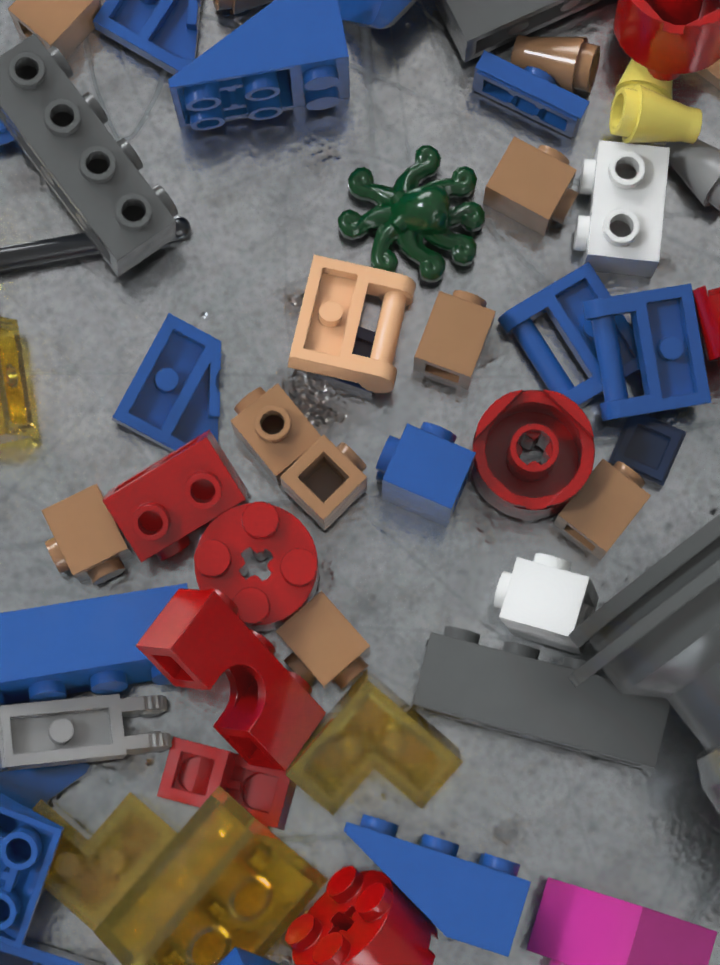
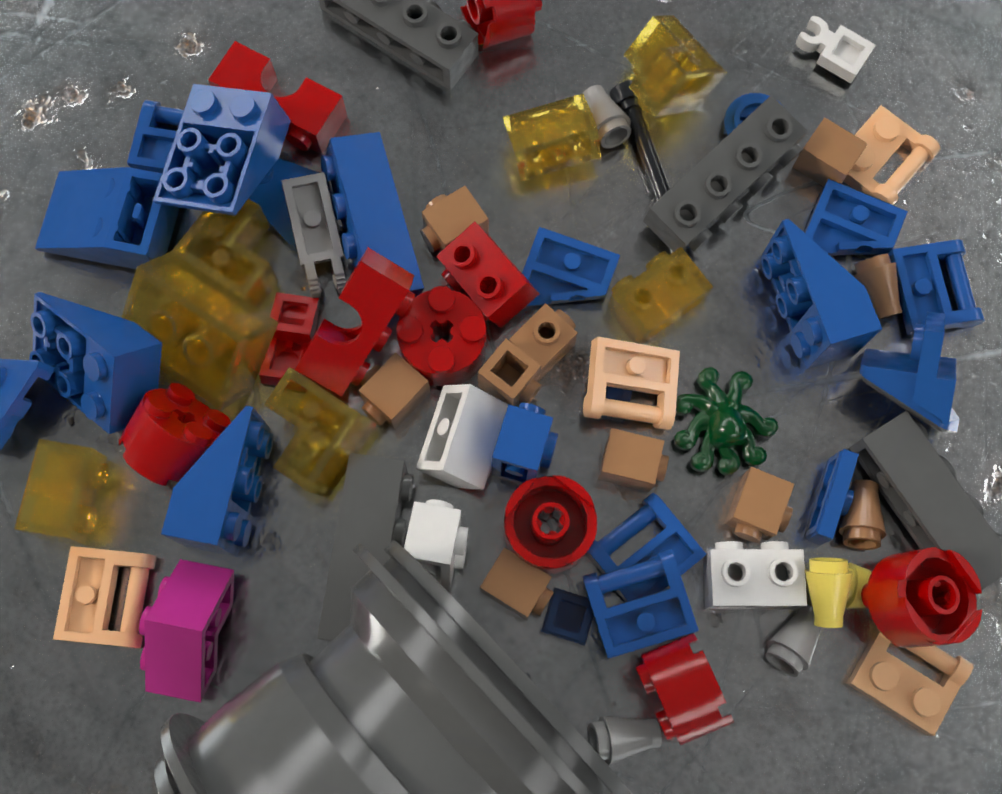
camera: 80 degrees right, 5 degrees down
(232, 271) = (659, 295): none -> clear yellow brick
(401, 553) = (462, 436): none -> white brick

